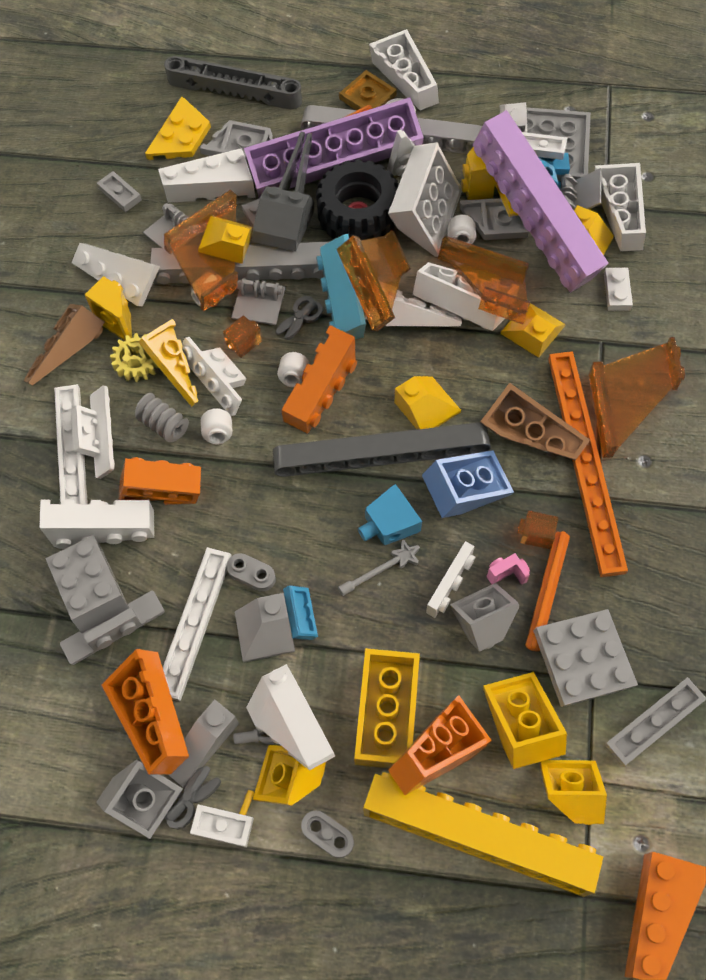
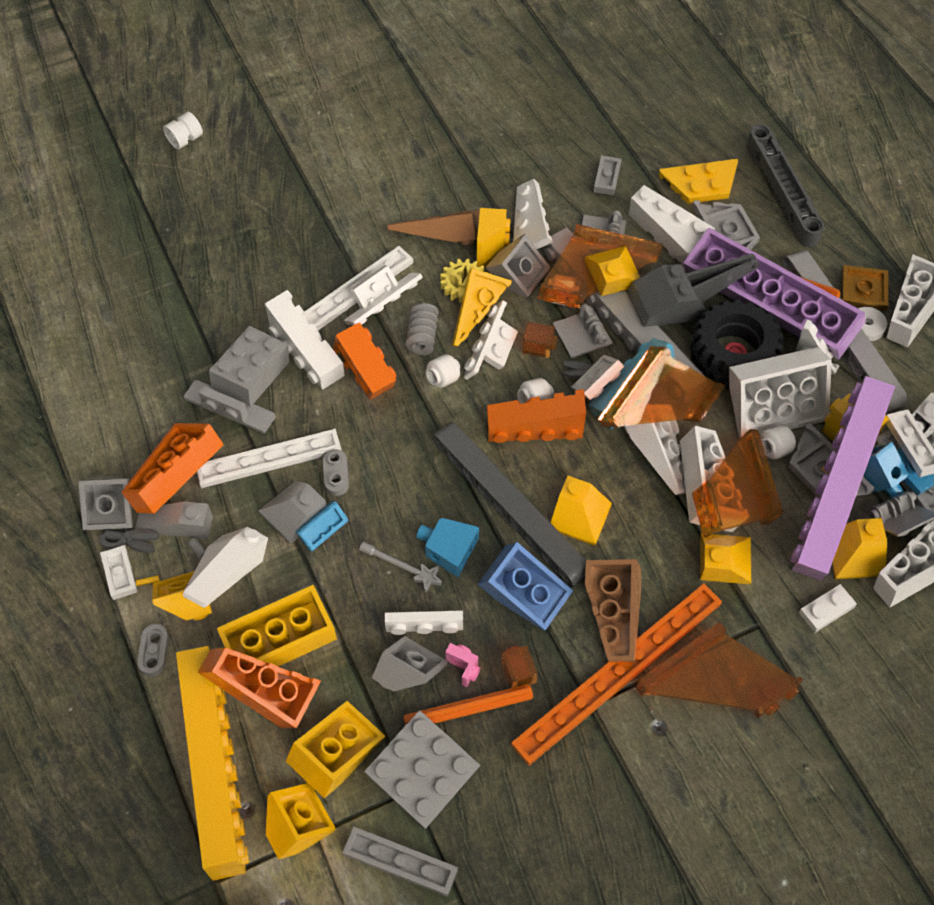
camera: 55 degrees right, 5 degrees down
(155, 306) = (521, 264): none -> light grey slope
(318, 311) = (594, 380): none -> white plate

